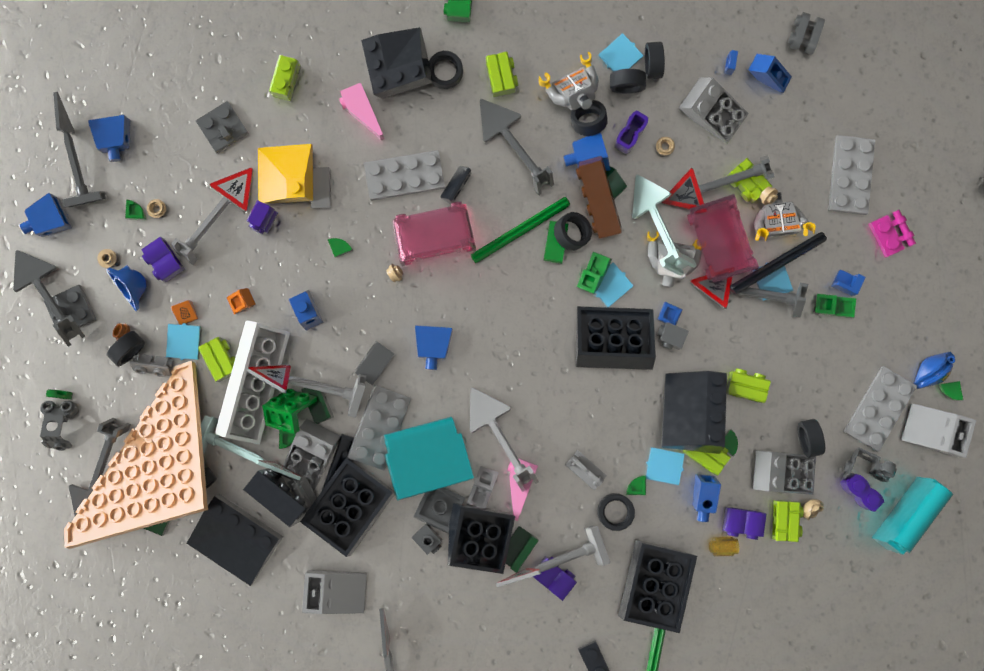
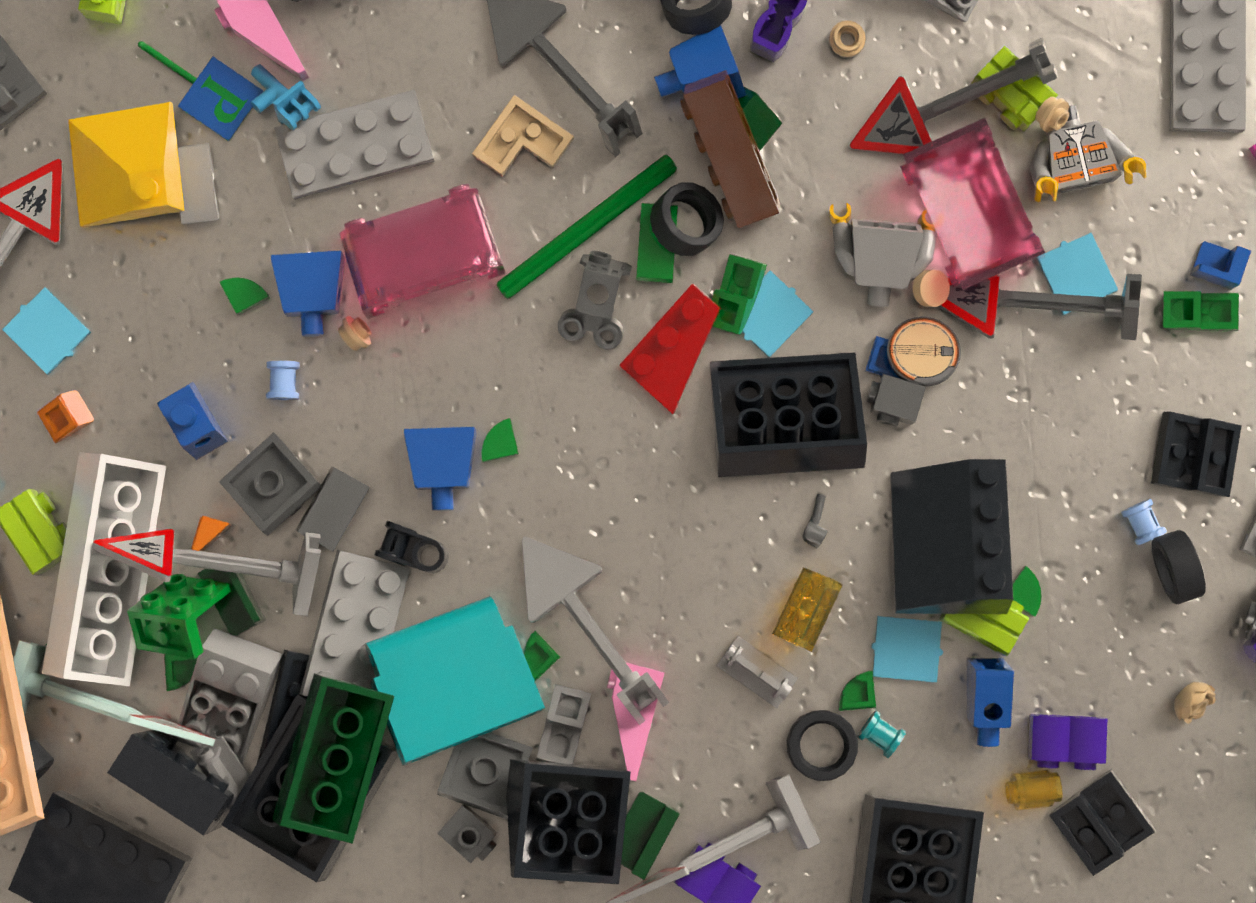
camera: 10 degrees left, 0 degrees up
(235, 255) = (46, 331): none -> medium azure piece
(262, 217) = (89, 253): dark purple brick -> none
(308, 368) = (208, 532): none -> orange slope
(336, 143) = (217, 97): none -> blue piece
(343, 347) = (270, 484): none -> dark grey hinge
(355, 293) = (282, 380): none -> light blue bush
(361, 493) = (333, 758): none -> dark green slope
(373, 151) = (288, 104): none -> dark azure arm
(374, 246) = (309, 286): none -> blue torso
(412, 387) = (409, 548): none -> black piece
(456, 184) = (455, 151): black slope -> none
(464, 337) = (499, 442): none -> green tile
(473, 450) = (539, 655): none -> green tile
(491, 175) = (520, 128): none -> tan plate
(520, 277) = (592, 316): none -> dark grey piece
(558, 297) = (672, 347): none -> red wing
(615, 440) = (807, 609): none -> clear yellow bracket
(622, 401) = (813, 533): none -> dark grey hand
(646, 198) = (820, 143): light aqua piece -> none
(647, 509) = (881, 734): none -> teal bush
(689, 312) = (923, 351): none -> piece
(696, 279) = (931, 288): none -> tile
(747, 386) = (1048, 480): lime brick -> none
(758, 567) = (1102, 822): none -> black slope
(778, 263) = (1083, 240): black axle -> none
(784, 472) = (1134, 638): light grey slope -> none
(787, 521) = (1148, 728): lime brick -> none
(795, 412) = (1143, 521): none -> light blue bush
(825, 380) = (1196, 454): none -> black slope

